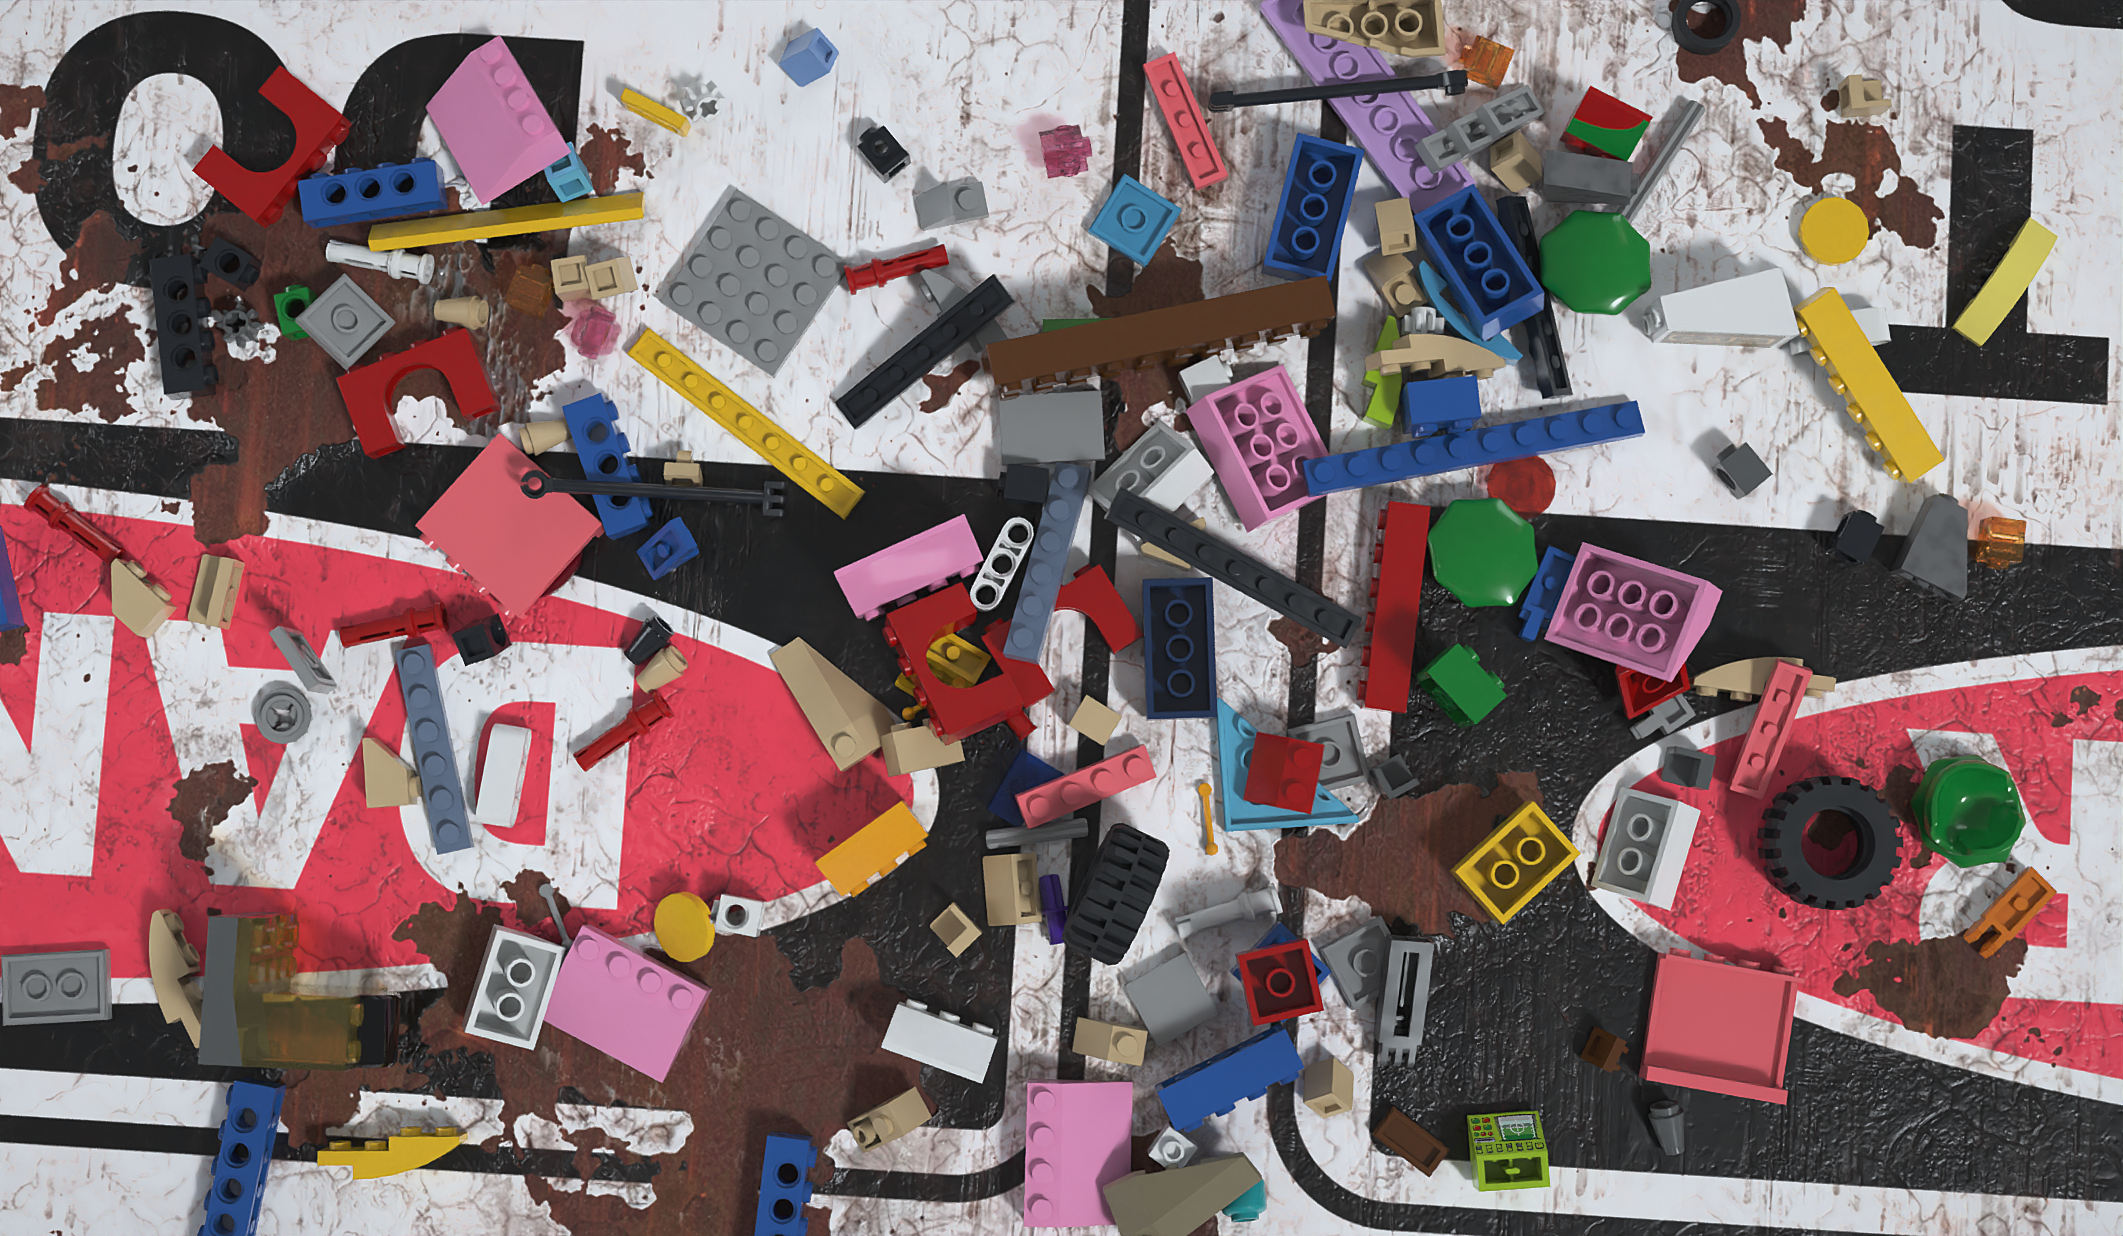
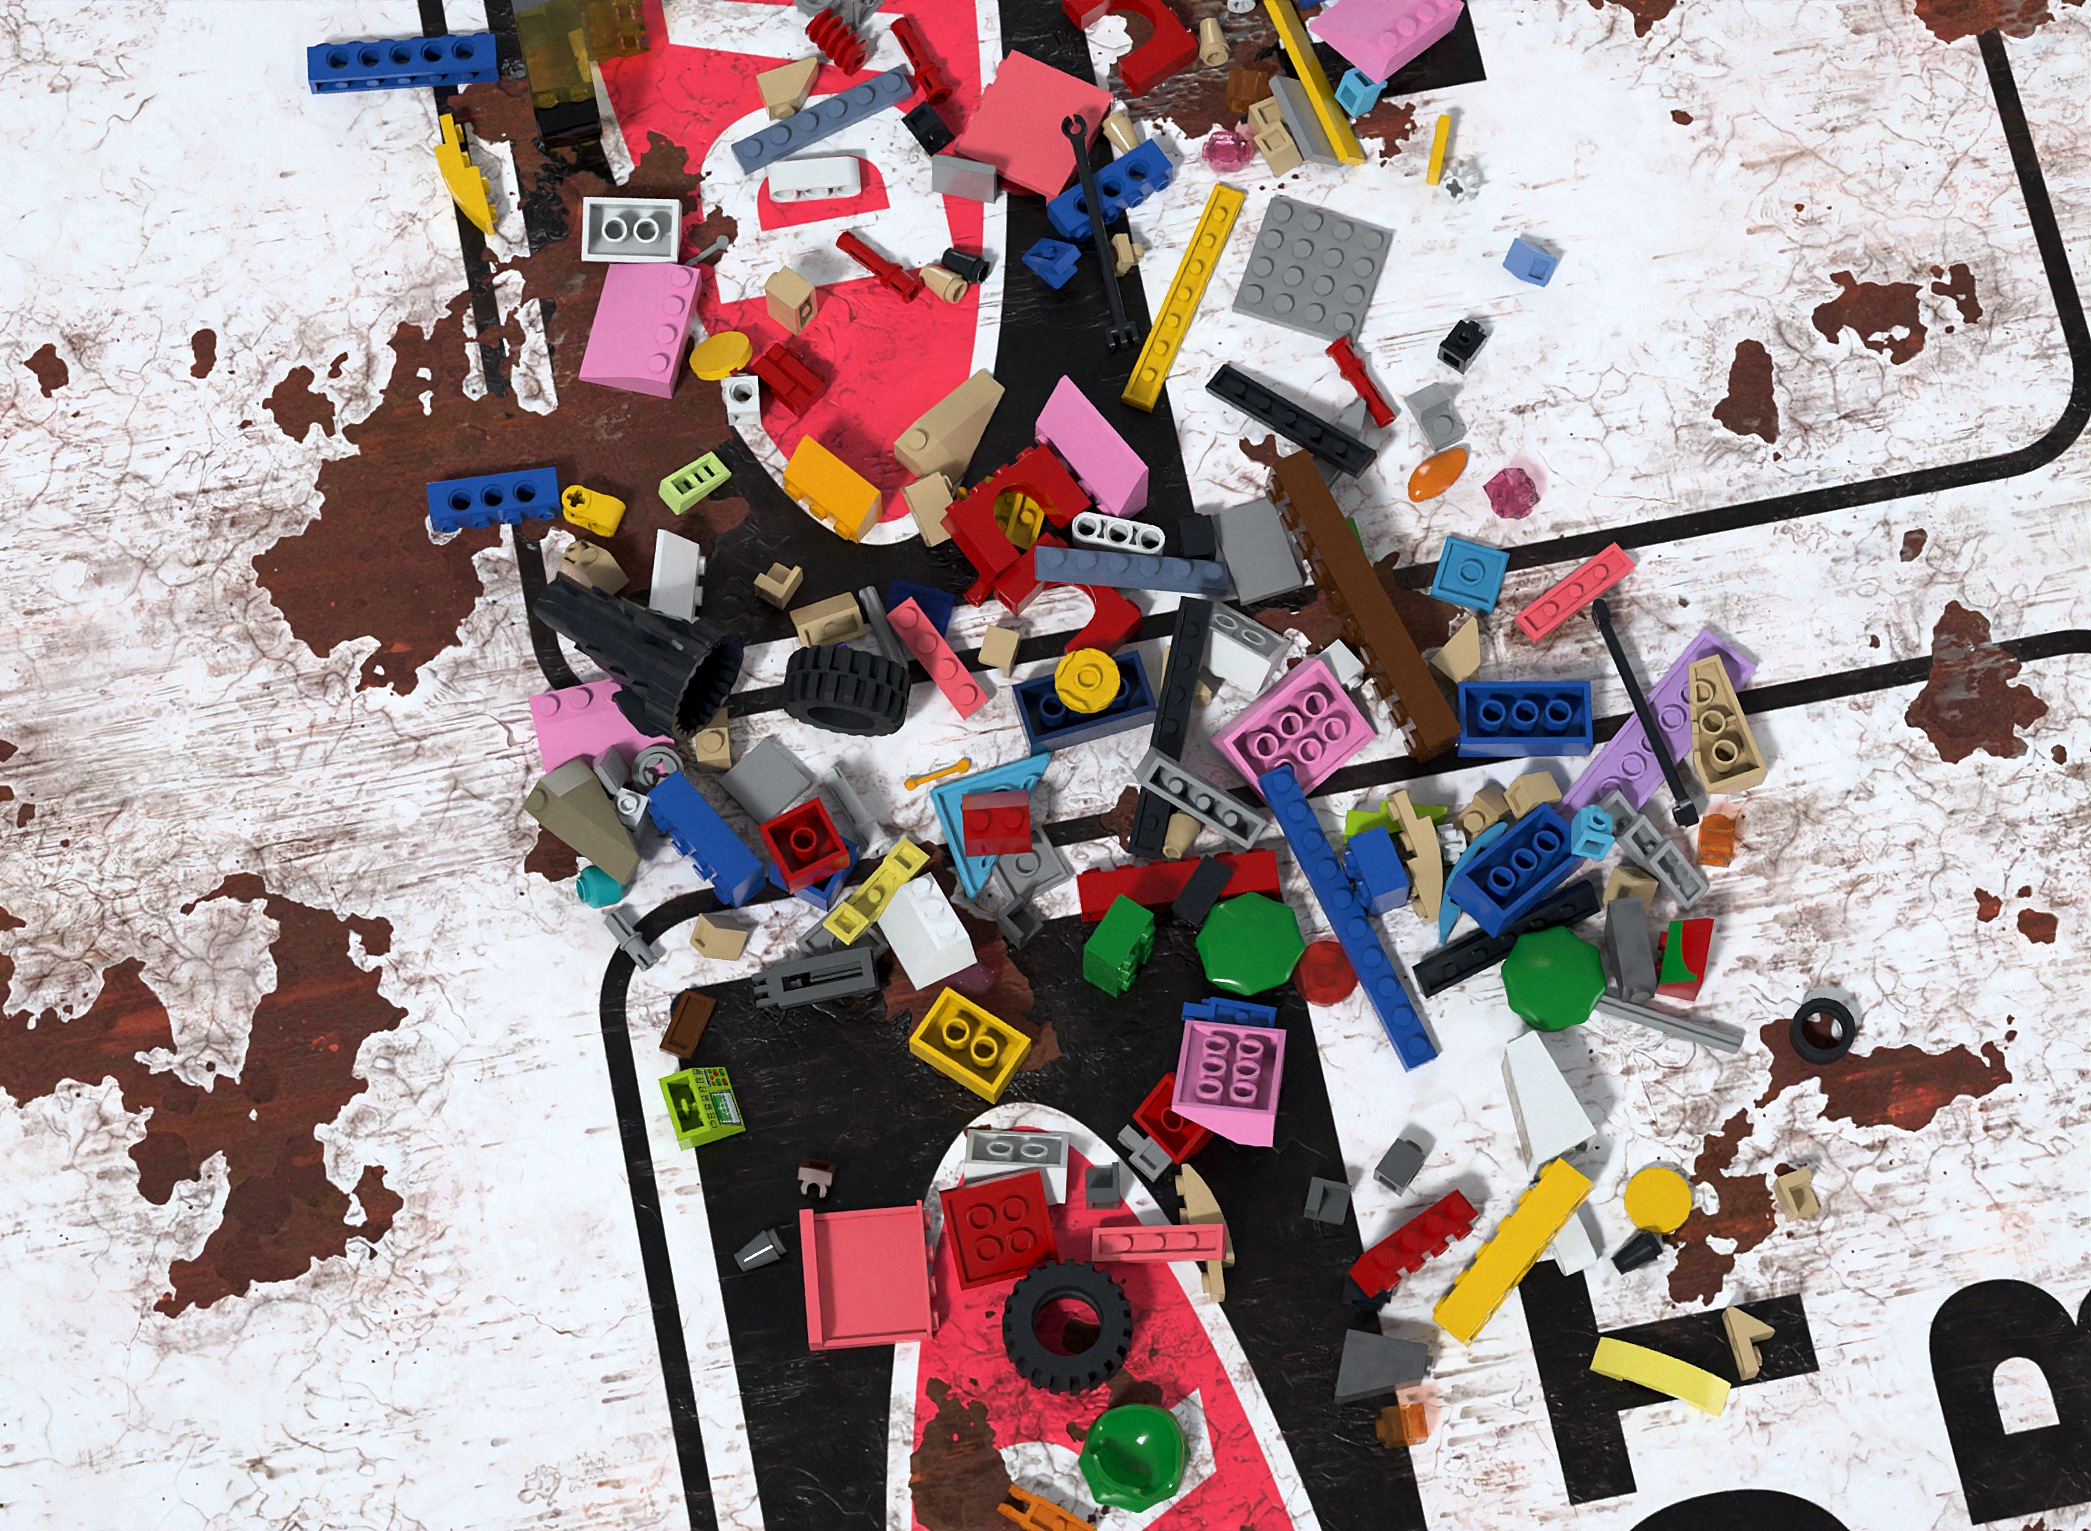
camera: 75 degrees right, 15 degrees down
(348, 709) = (837, 42): none -> red piece
(552, 616) = (964, 178): none -> light grey tile
(587, 242) = (1303, 121): none -> light grey tile
(642, 837) = (790, 300): none -> tan brick
(729, 860) = (789, 379): none -> red brick
(826, 1100) = (597, 512): none -> yellow piece
(838, 1011) = (676, 493): none -> yellowish green slope
(1018, 221) = (1436, 475): none -> orange arm
(1044, 1082) = (670, 668): none -> black cone
(1128, 1159) = (611, 769): none -> light grey slope
(1147, 1102) = (649, 758): none -> light grey gear
(1165, 640) = (1087, 680): none -> yellow tile
(1227, 256) = (1458, 658): none -> tan slope
(1308, 1179) = (630, 940): none -> light grey axle
(1321, 560) = (1199, 797): none -> light grey brick
(1325, 916) = (871, 899): none -> light yellow slope
(1341, 589) = (1180, 834): none -> tan cone
(1388, 877) = (925, 932): none -> white slope
(1418, 585) = (1202, 891): none -> black tile
(1439, 845) = (971, 981): none -> clear pink head
(1464, 178) = (1591, 825): none -> medium azure brick
(1715, 884) = (998, 1228): none -> red plate
(1756, 552) = (1327, 1201): none -> dark grey panel
(1837, 479) = (1414, 1243): none -> red brick
(1883, 266) = (1637, 1253): none -> black cone
(1992, 191) = (1743, 1331): none -> tan slope

